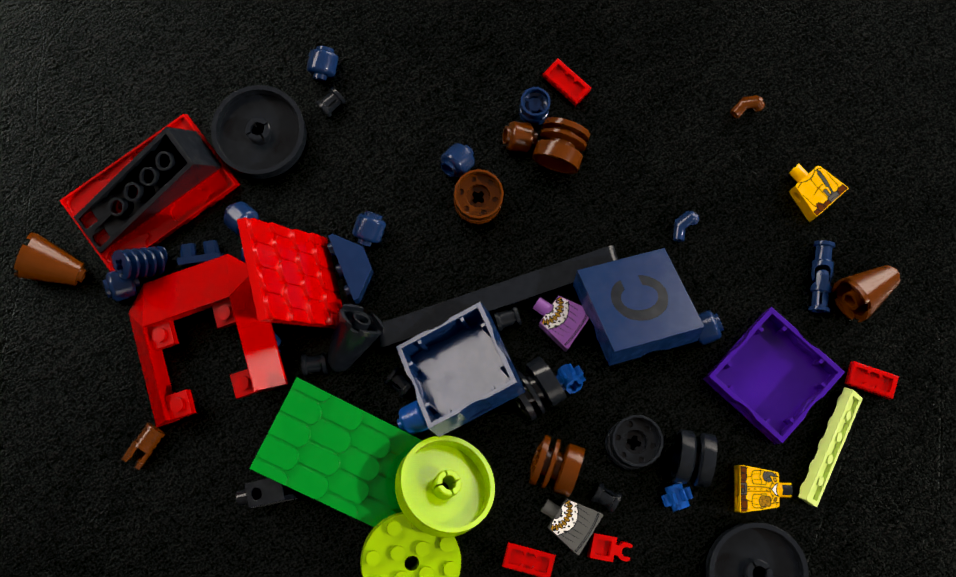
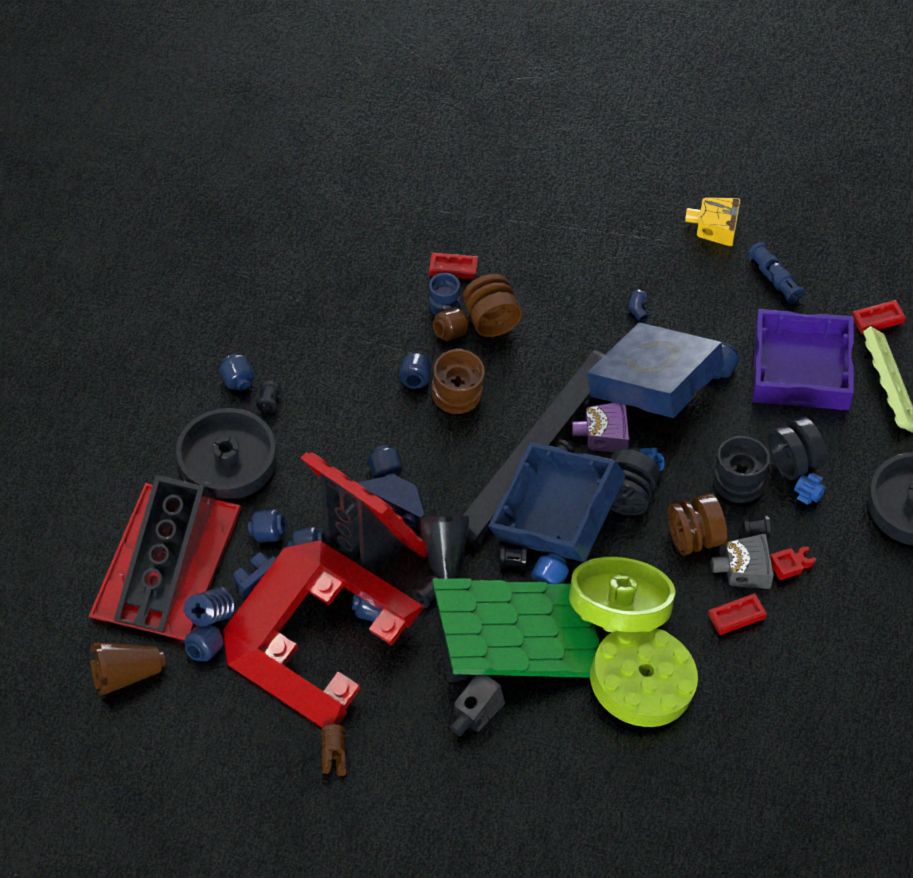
camera: 35 degrees left, 25 degrees down
(755, 102) = (613, 191): reddish brown arm -> none
(758, 489) = (864, 443): torso -> none
(864, 292) = (816, 261): reddish brown cone -> none

